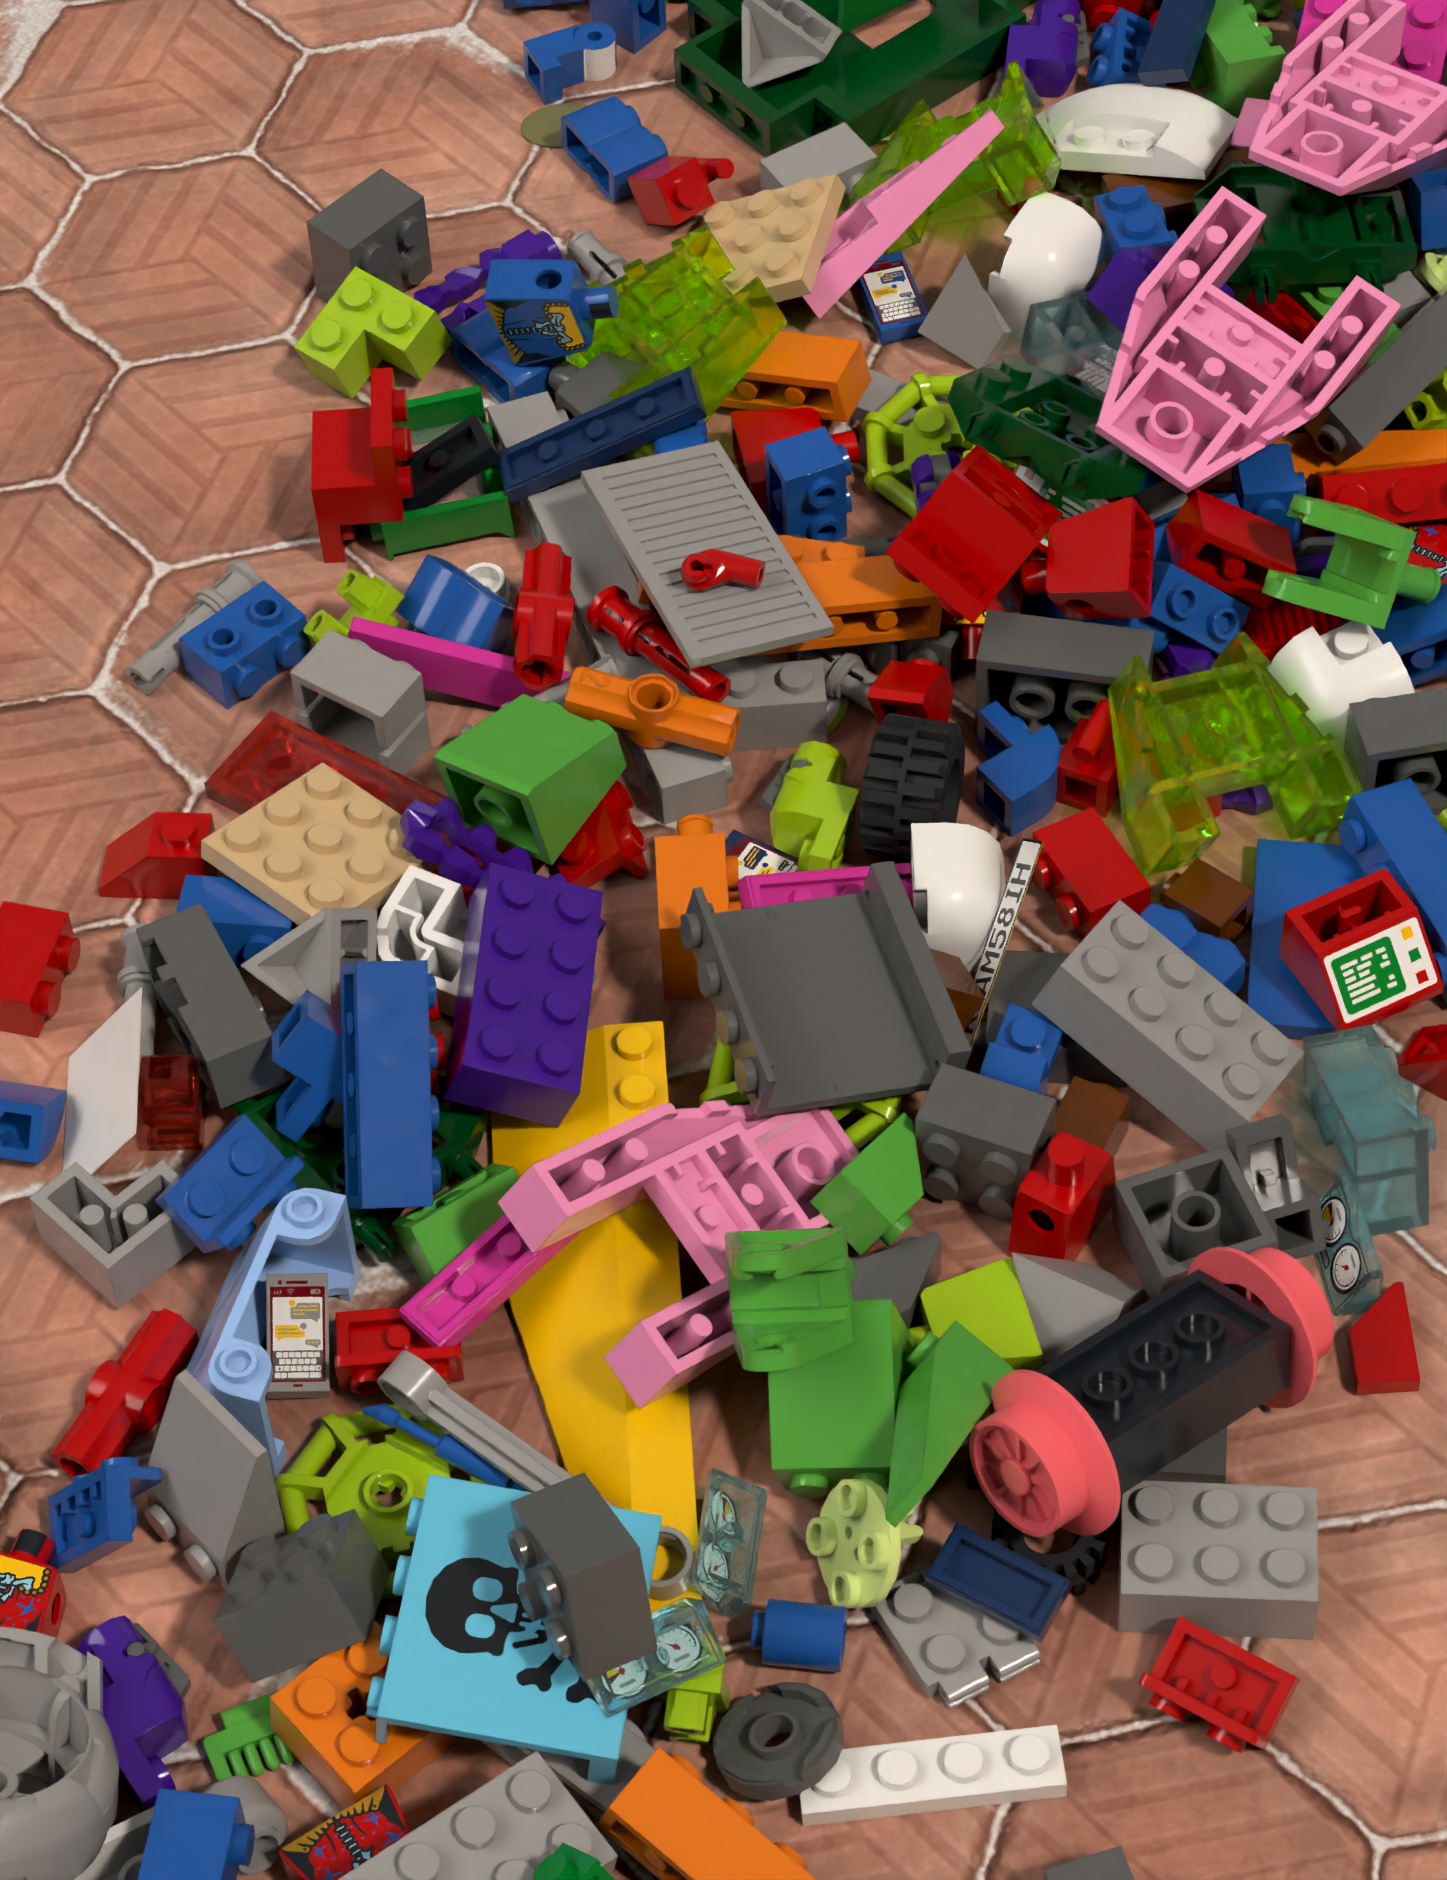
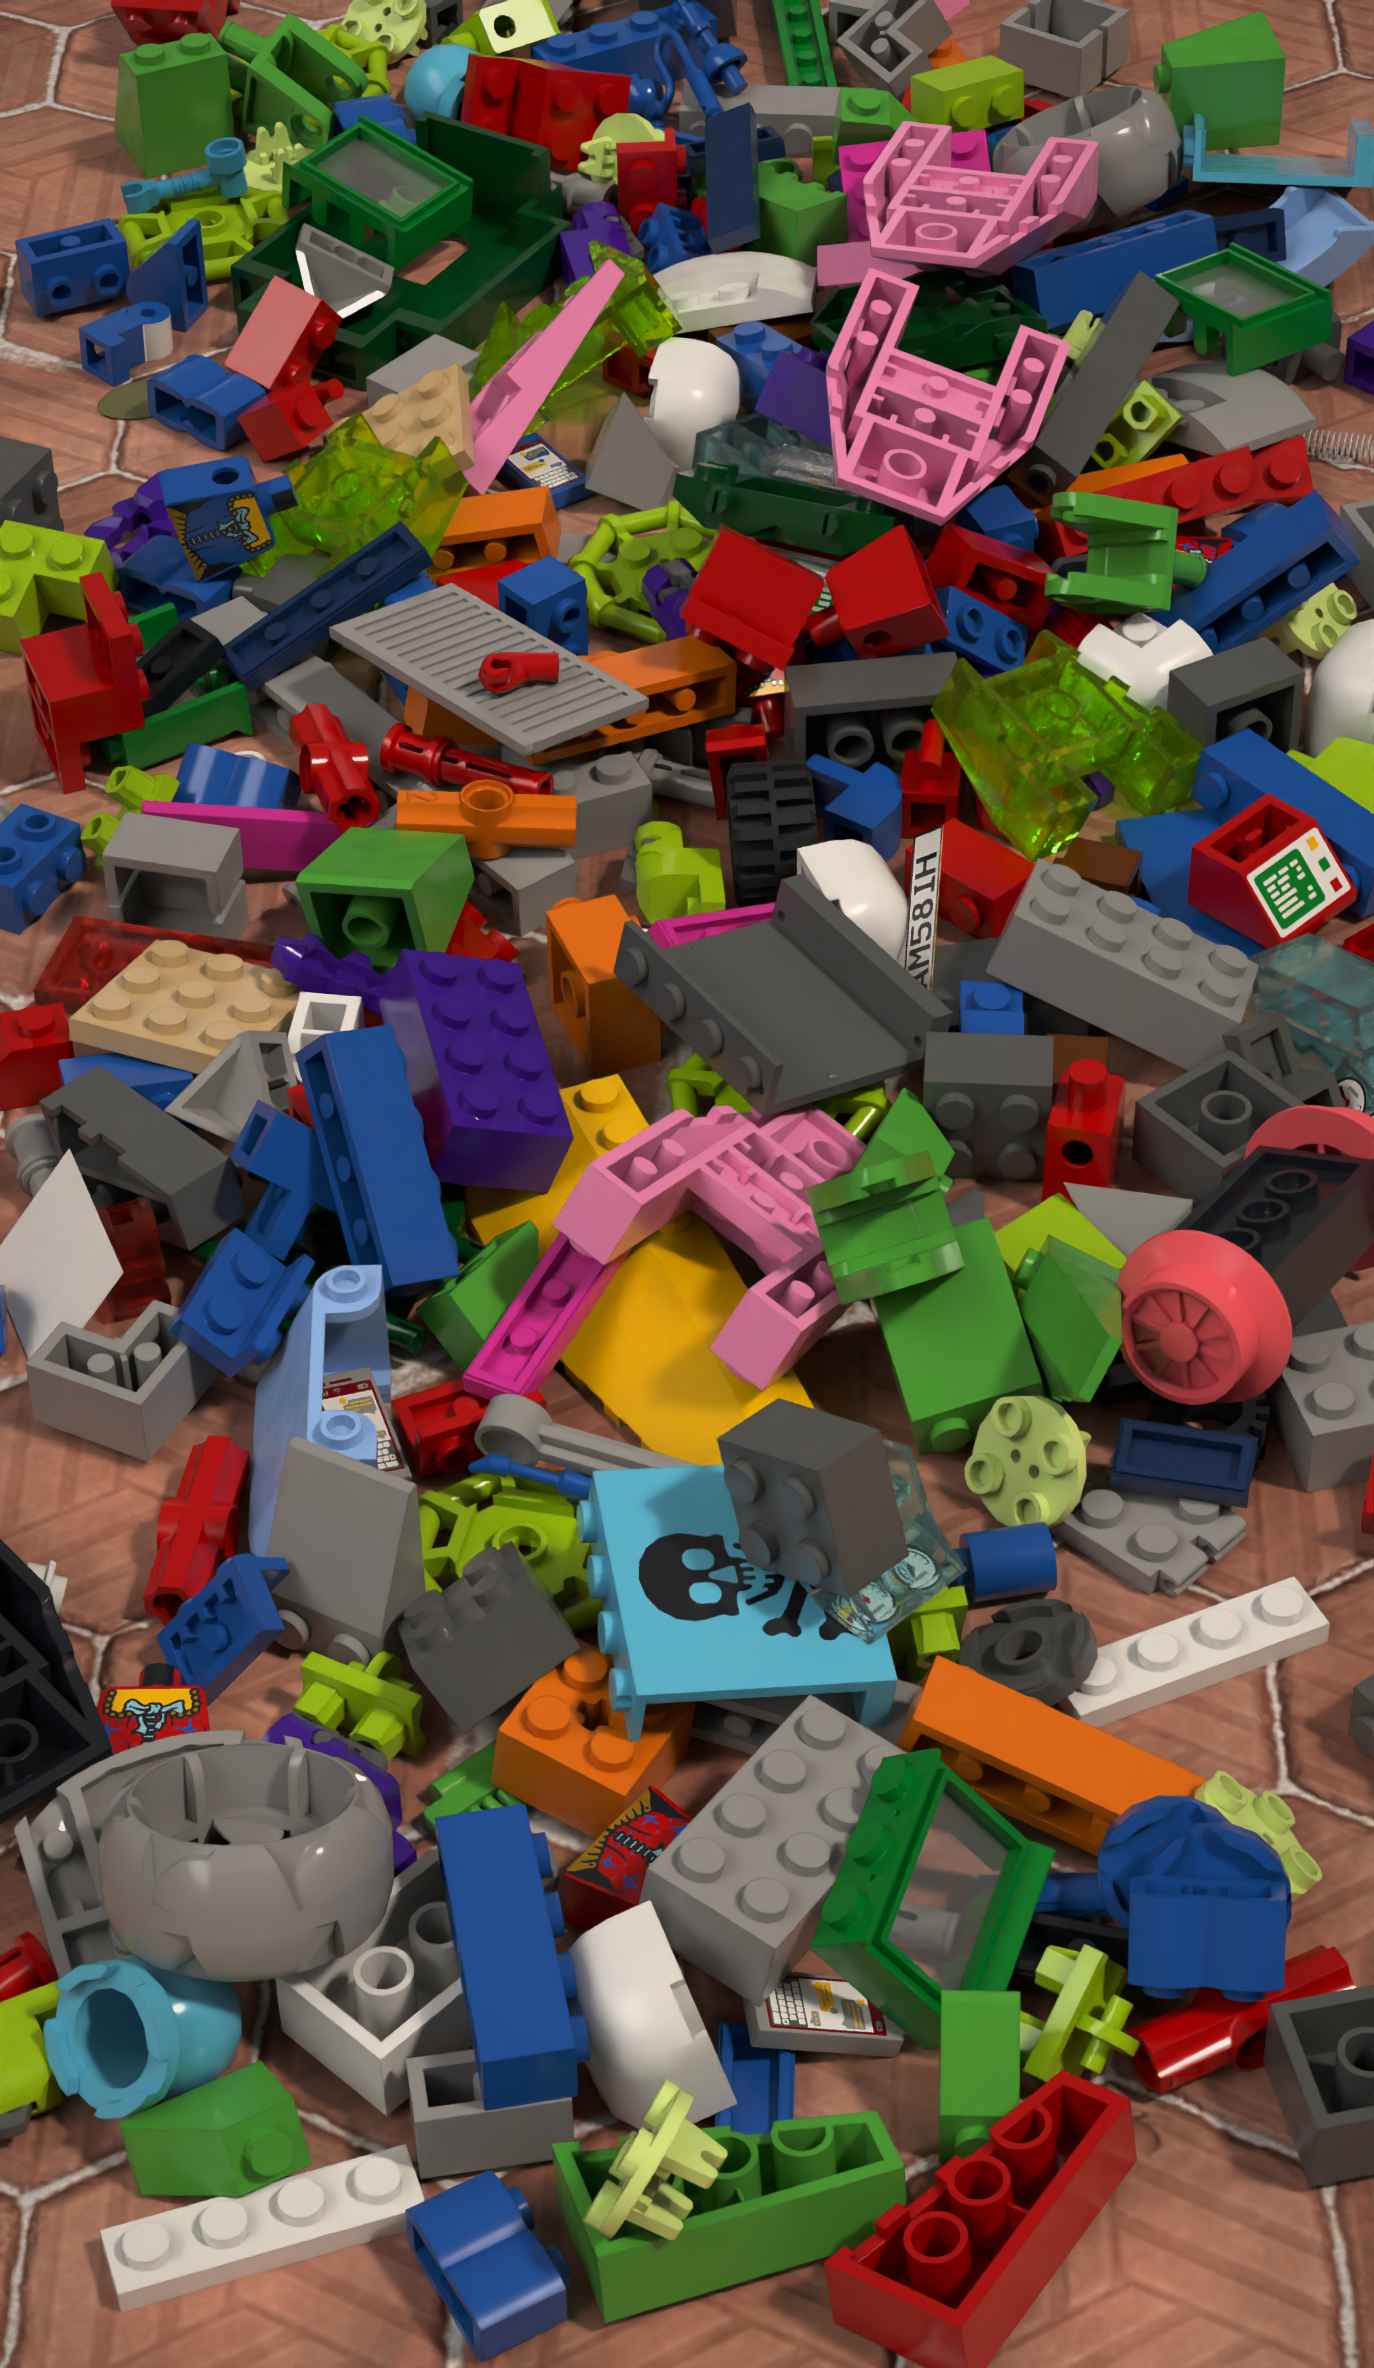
camera: 20 degrees left, 10 degrees down
(173, 1603) = (364, 1700): none -> lime hips
(699, 101) = (283, 337): none -> brick

